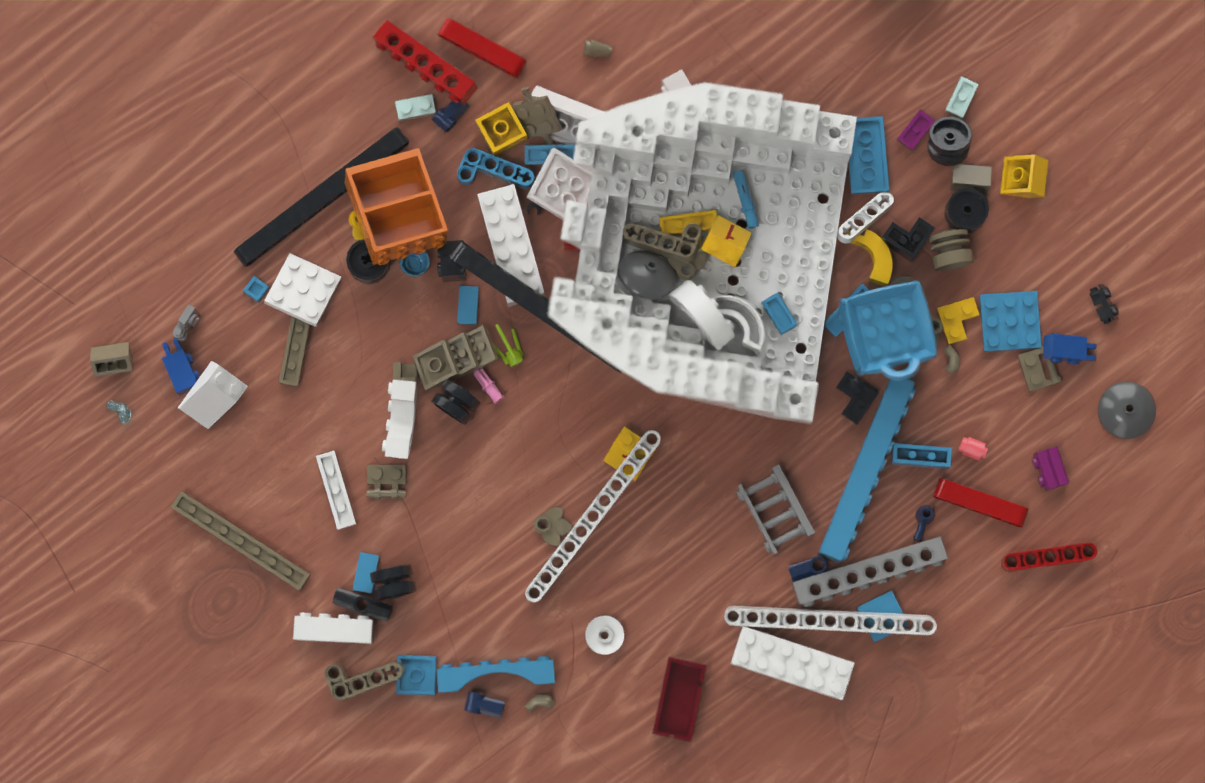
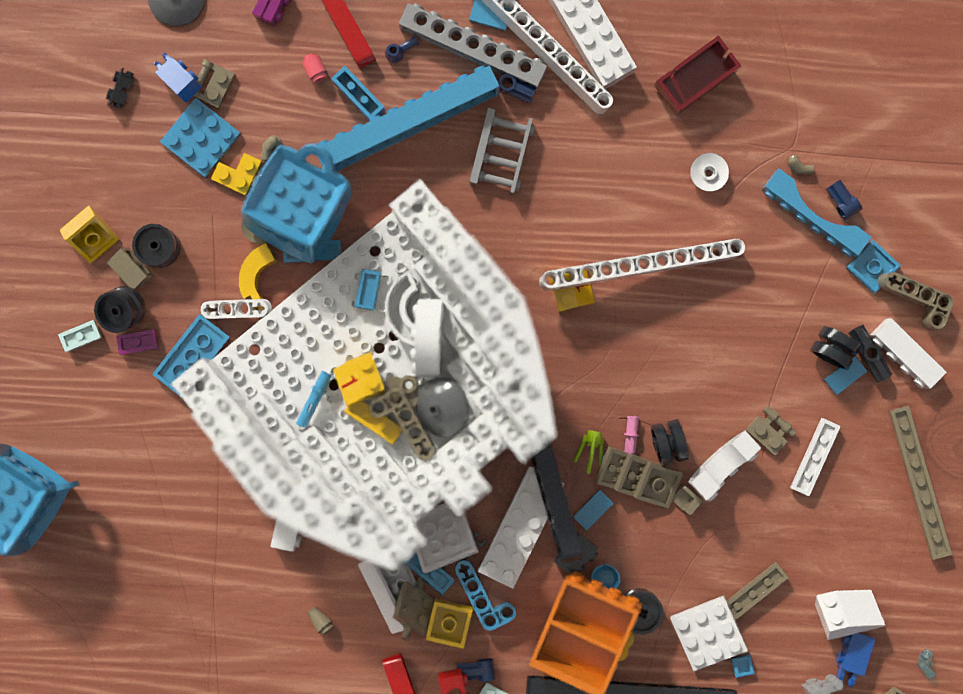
camera: 135 degrees left, 5 degrees up
(555, 526) = (674, 284): dark tan plate -> none
(860, 395) = (361, 179): black plate -> none
(908, 243) = (220, 259): black brick -> none
(950, 246) = (194, 226): dark tan wheel -> none

